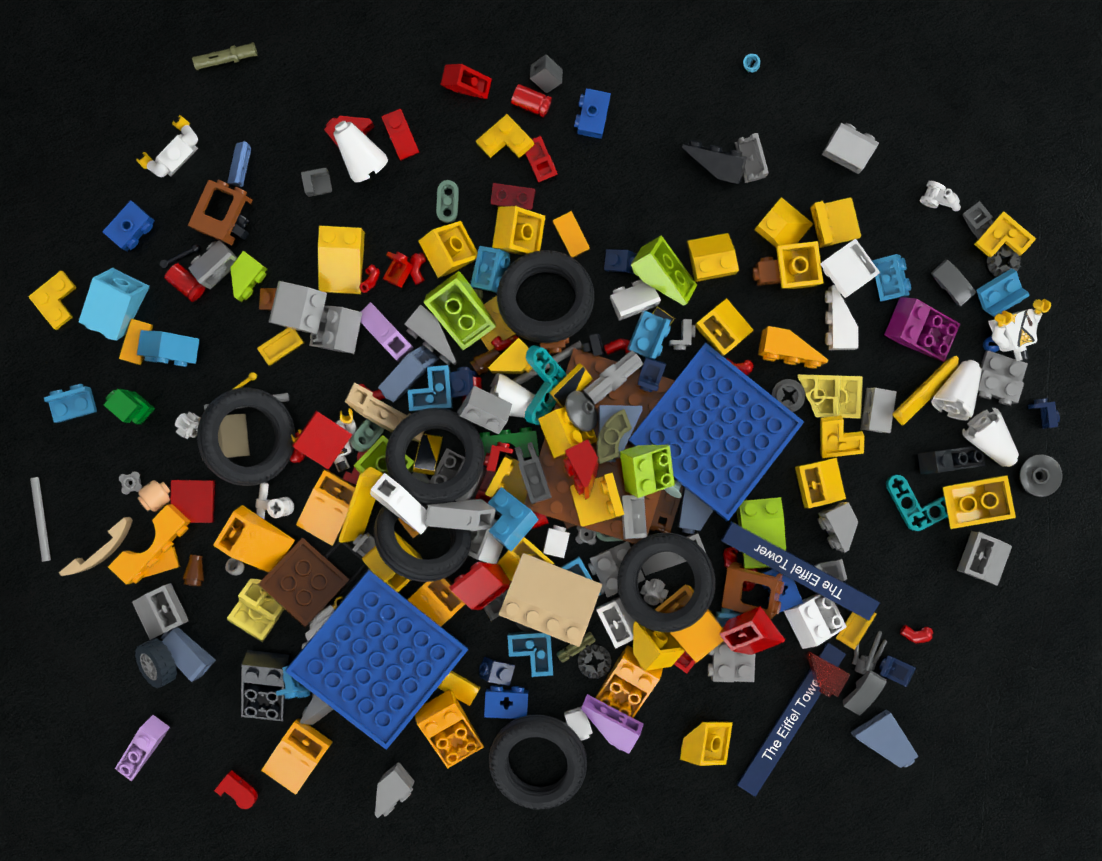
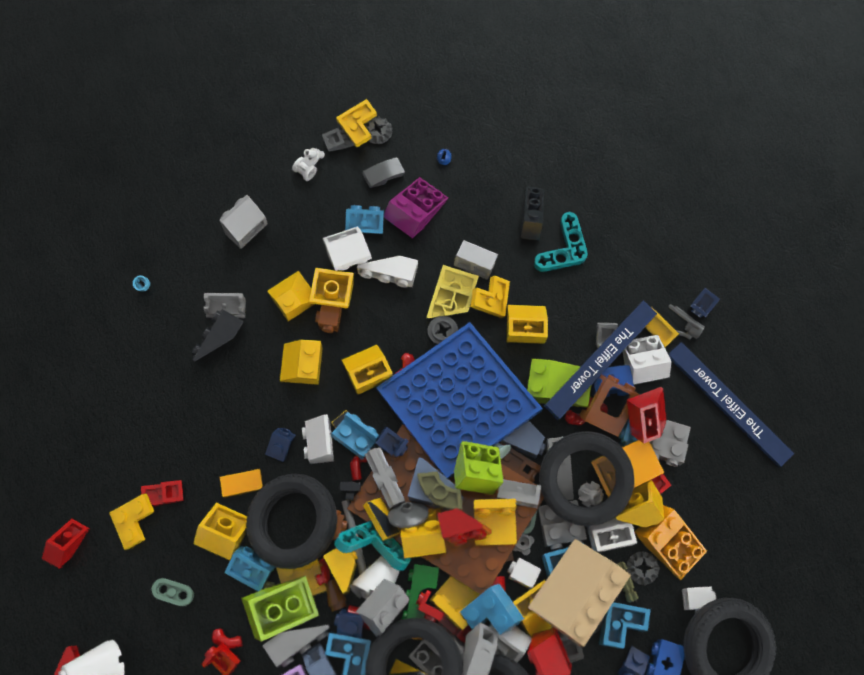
camera: 75 degrees left, 15 degrees down
(400, 134) = (92, 621): red slope -> none
(448, 248) = (217, 603): yellow slope -> none
(512, 196) = (187, 527): dark red bracket -> none
(531, 100) = (105, 486): red piece -> none
(533, 476) = (457, 577): dark grey hinge -> none
(546, 73) = (85, 465): dark grey panel -> none
(593, 113) = (137, 432): blue brick -> none
(614, 725) = (707, 564): medium lavender slope -> none
(662, 270) = (300, 407): lime slope -> none
(687, 333) = (362, 401): light grey bracket -> none
(707, 744) = (740, 483): yellow slope -> none
(786, 345) = (400, 317): light orange slope -> none
(827, 676) = (698, 361): clear red slope -> none
(835, 222) = (302, 252): yellow bracket -> none
(840, 525) = (568, 315): light grey slope -> none
(867, 691) = (717, 331): dark grey slope -> none
(887, 739) = (761, 327): sand blue slope -> none
(922, 636) = (678, 279): red arm -> none
(925, 391) = (469, 216): yellow slope -> none
(959, 391) = (477, 190): white cone -> none
(979, 502) = (574, 198): yellow slope -> none
(984, 557) = (621, 209): light grey slope -> none
(992, 437) = (522, 175): white cone -> none
(1001, 293) = (404, 137): dark azure bracket -> none
(1001, 378) = (474, 157): light grey plate -> none
(1018, 329) = (437, 133): white torso -> none
(1049, 414) = (512, 128): dark blue bracket -> none
(1050, 475) = (566, 141): dark grey dish -> none

